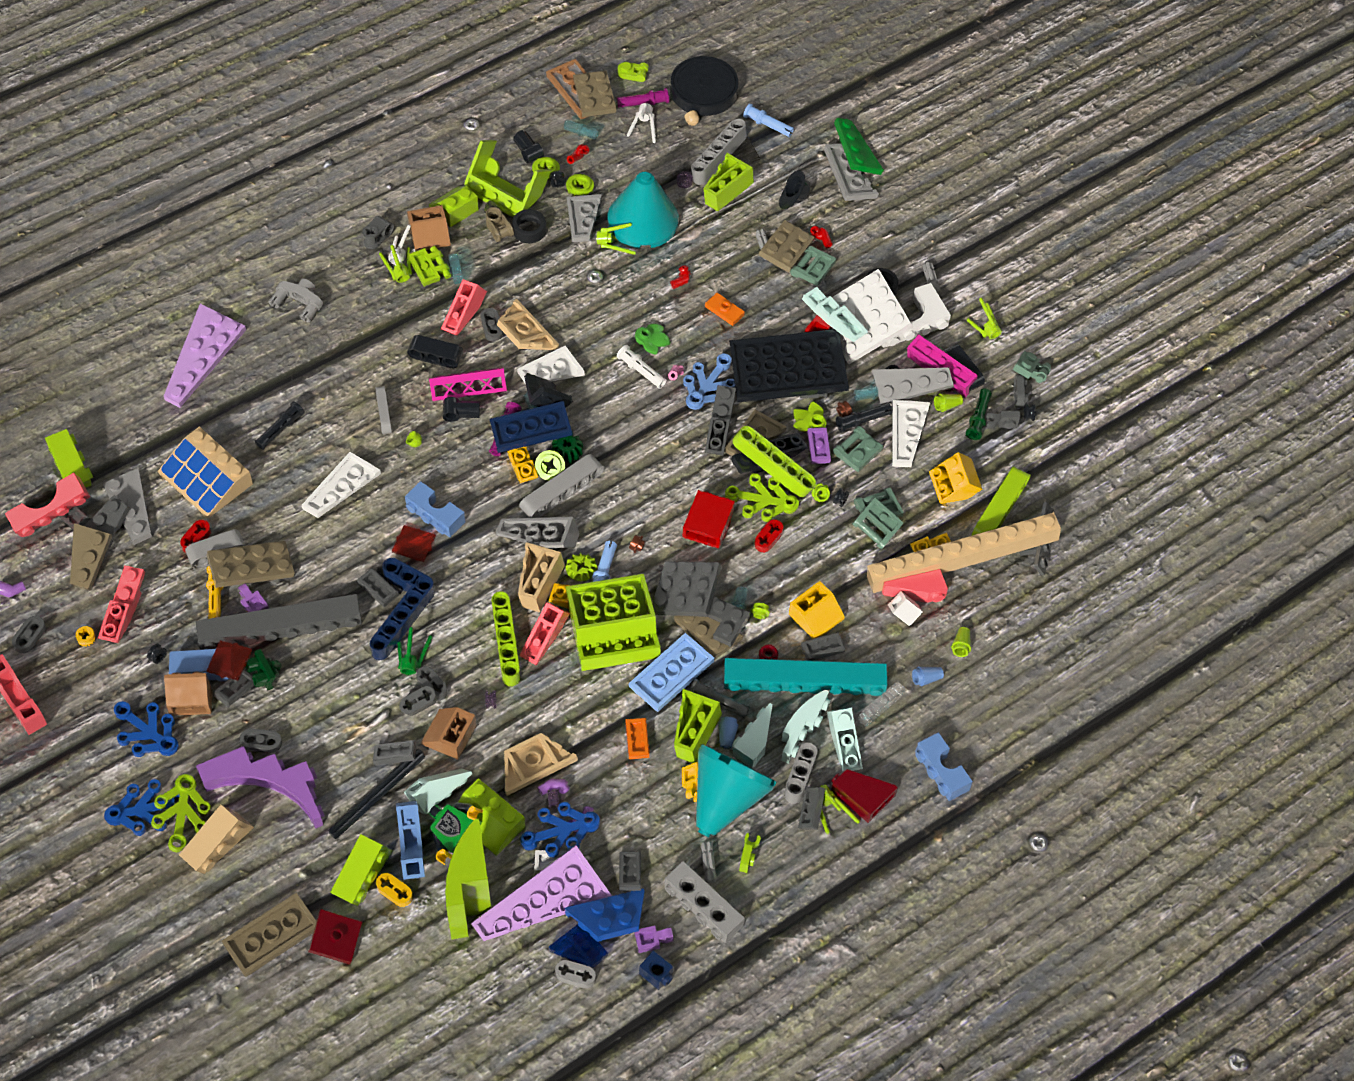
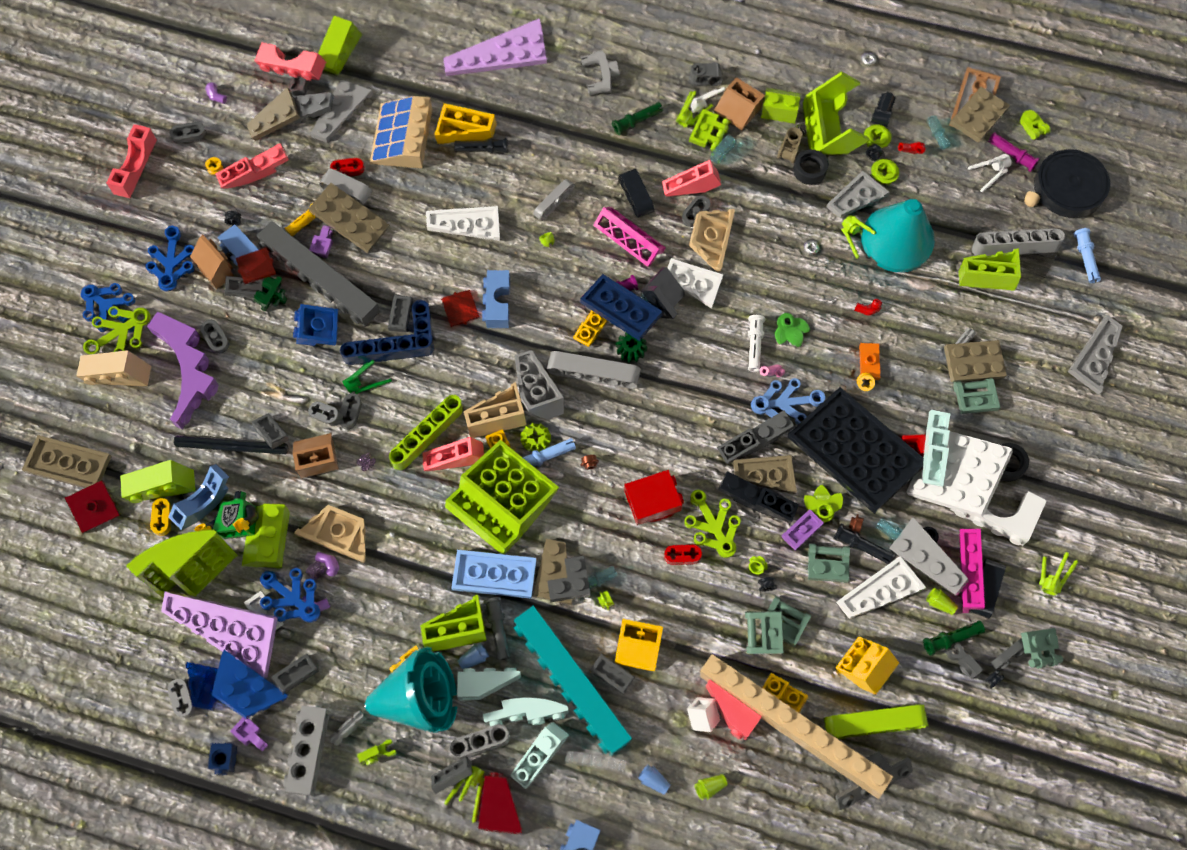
camera: 55 degrees right, 10 degrees up
(249, 422) = (464, 125): none -> yellow wedge
(328, 655) = (315, 325): none -> blue plate
(365, 310) = (630, 121): none -> dark green pin
(435, 788) = (261, 481): light aqua slope -> none
(455, 409) = (598, 245): black piece -> none
(547, 456) = (599, 342): gear -> none
(637, 738) = (415, 592): orange plate -> none
(686, 176) = (971, 238): clear purple bush -> none
(686, 588) = (576, 529): dark grey plate -> none
(736, 325) = (867, 376): none -> yellow bush
(768, 649) = (571, 629): dark red plate -> none
(774, 461) = (754, 514): lime beam -> none
(795, 191) = (1036, 327): black piece -> none
(821, 234) = (1015, 380): red arm -> none
(856, 149) = (1129, 341): green wing -> none
(930, 275) = (1057, 496): light grey axle -> none

